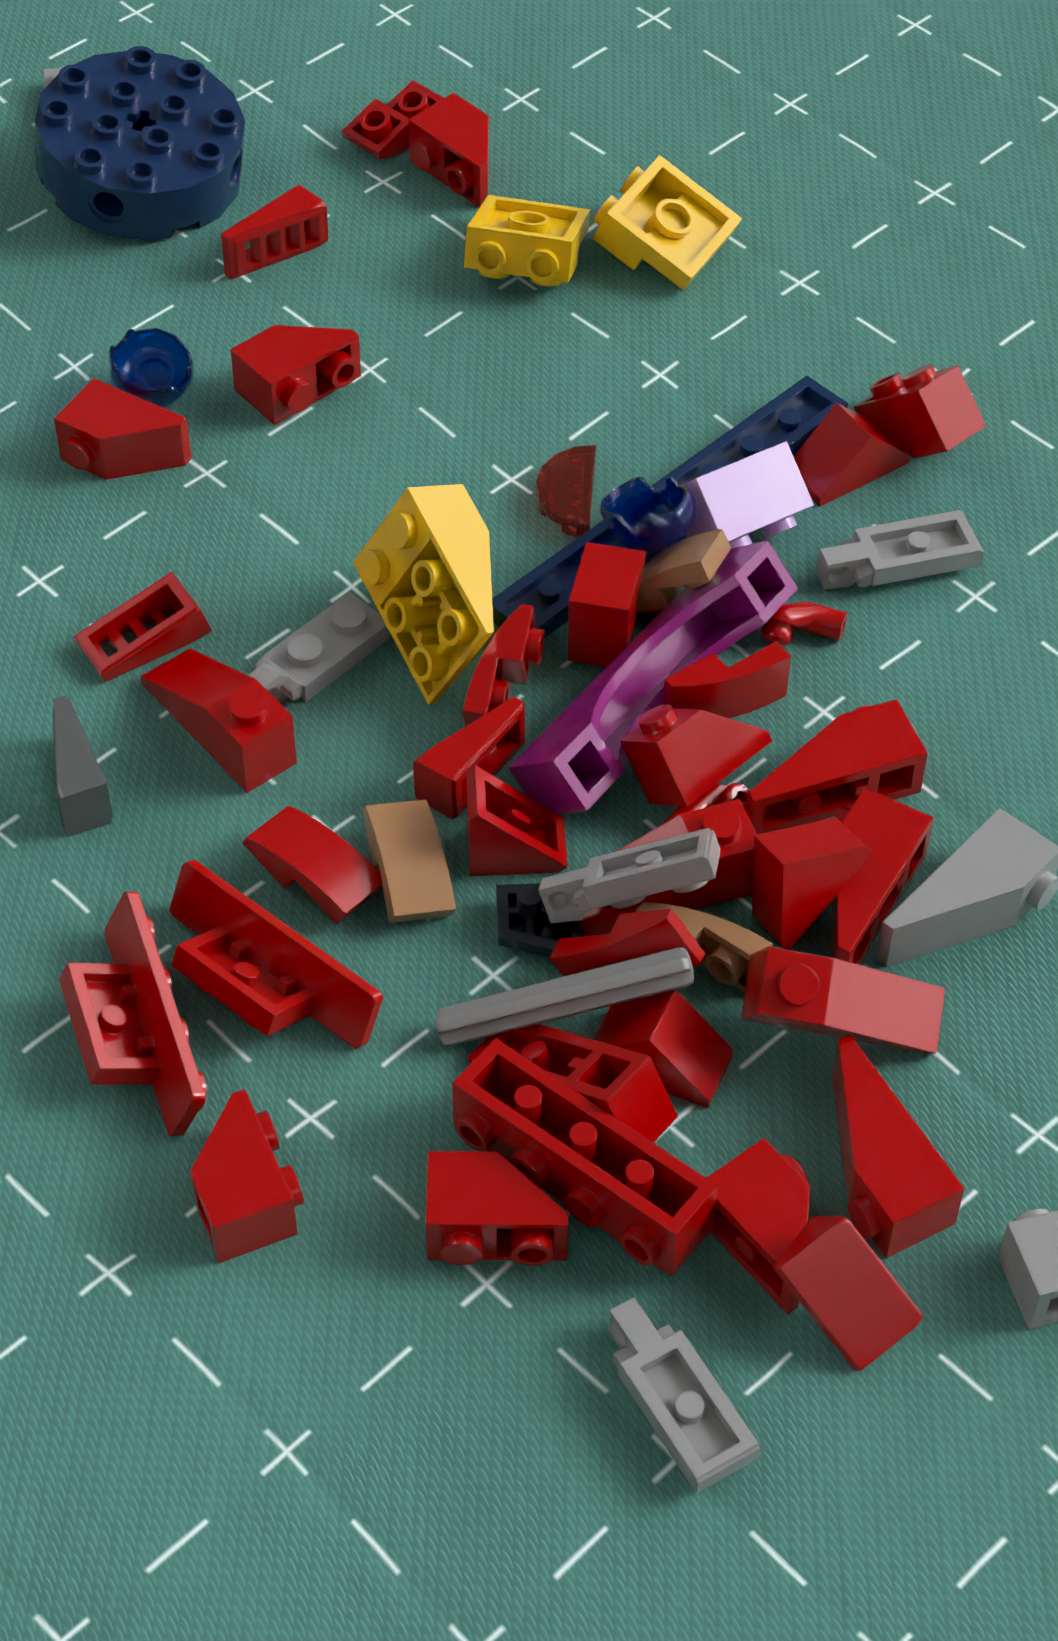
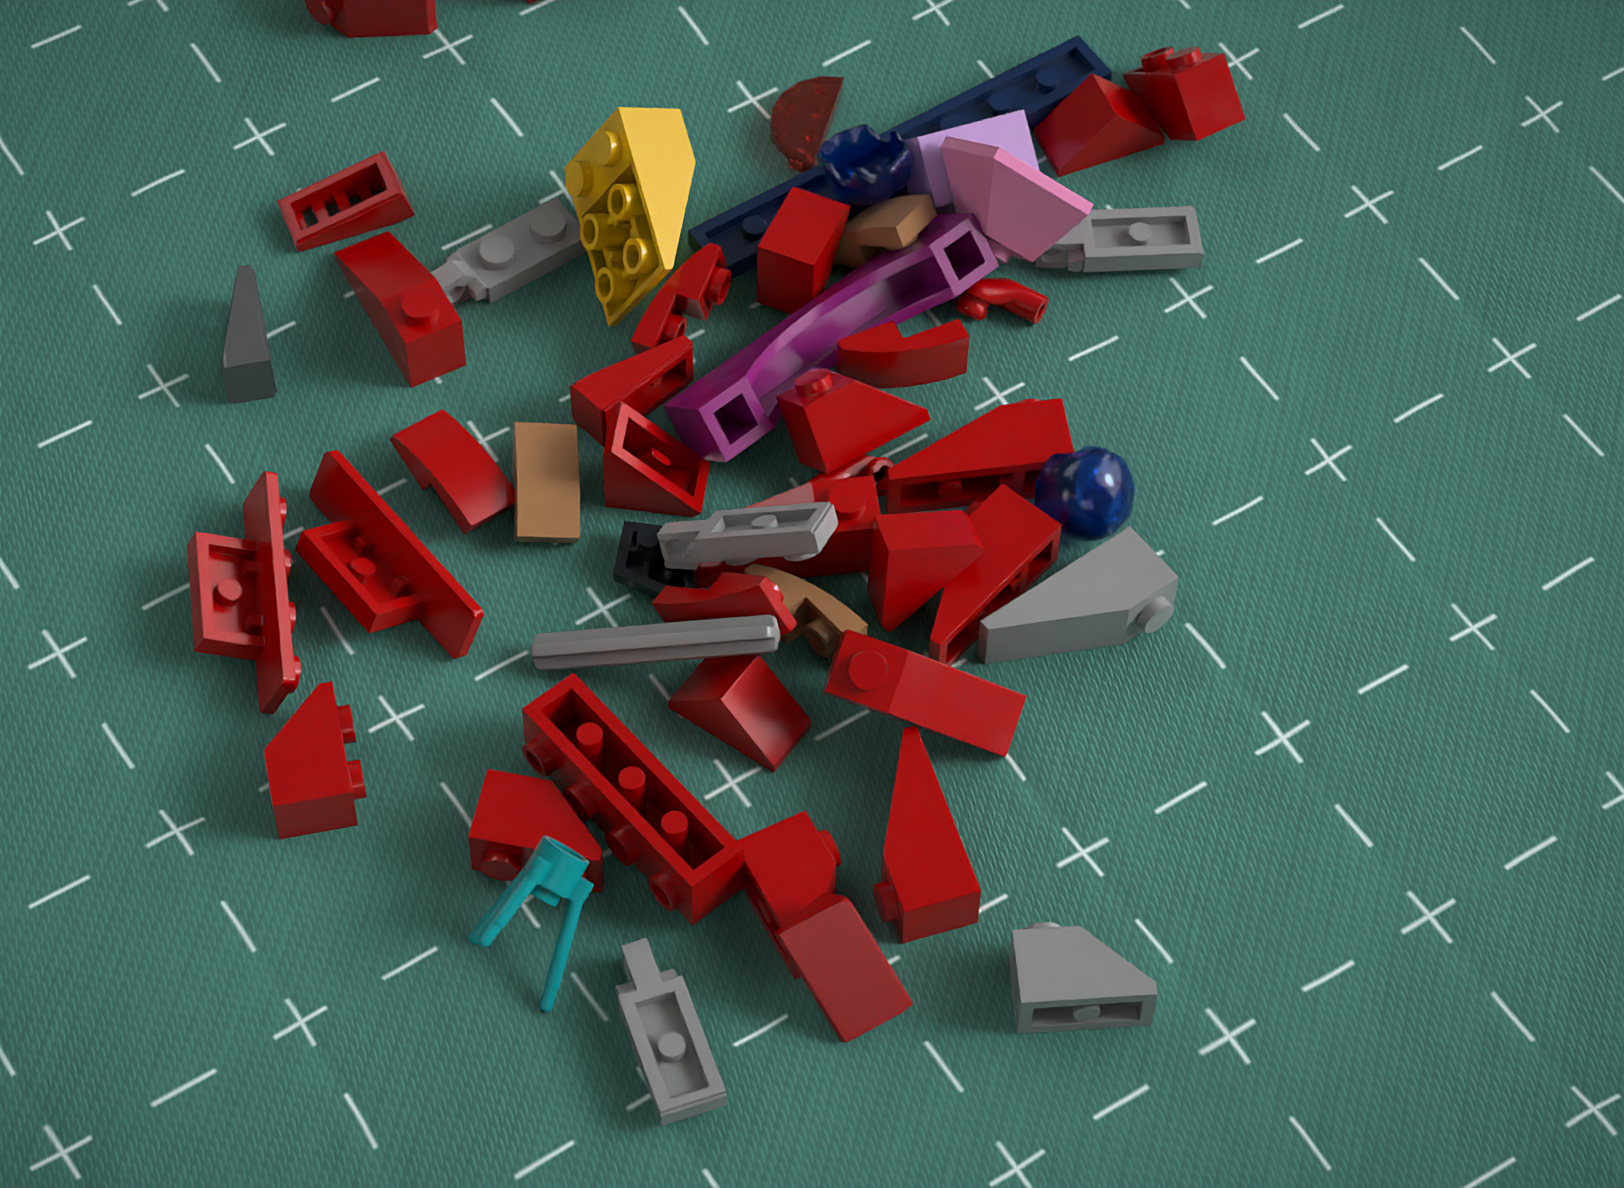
camera: 10 degrees right, 5 degrees up
(520, 1247) = (548, 875): none -> teal plant
(607, 1075) = (666, 724): red slope -> none
(802, 518) = (1013, 202): none -> bright pink slope
(945, 782) = (1086, 492): none -> clear blue hair

